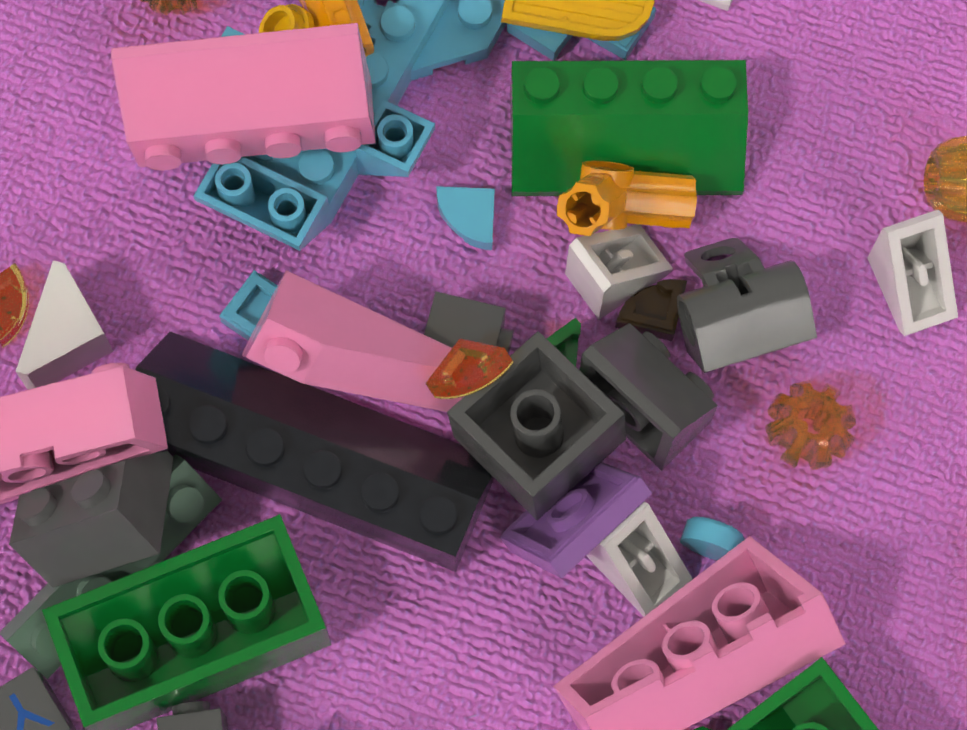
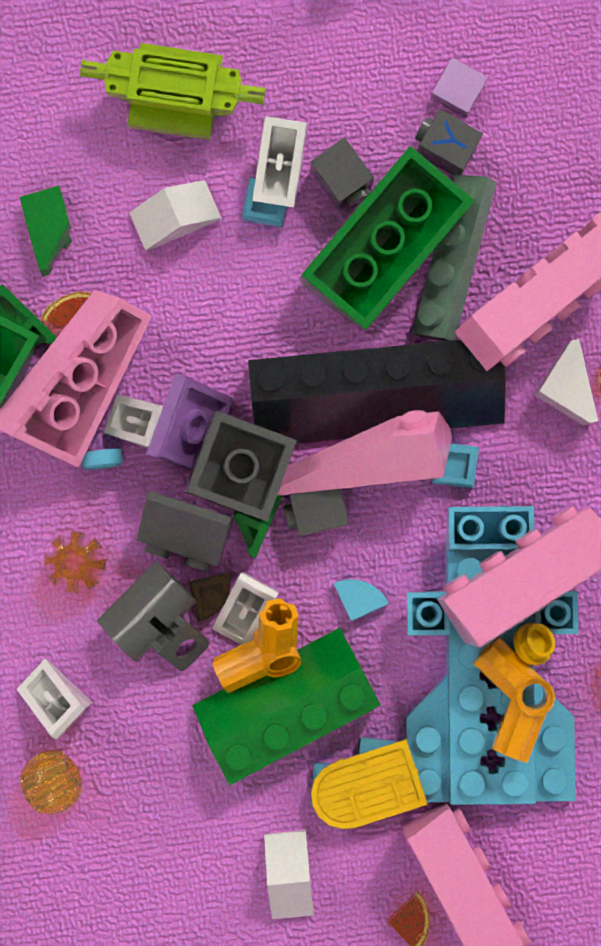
camera: 155 degrees right, 15 degrees up
(94, 519) = (475, 269): dark grey slope -> none
(468, 369) = (297, 474): tile -> none

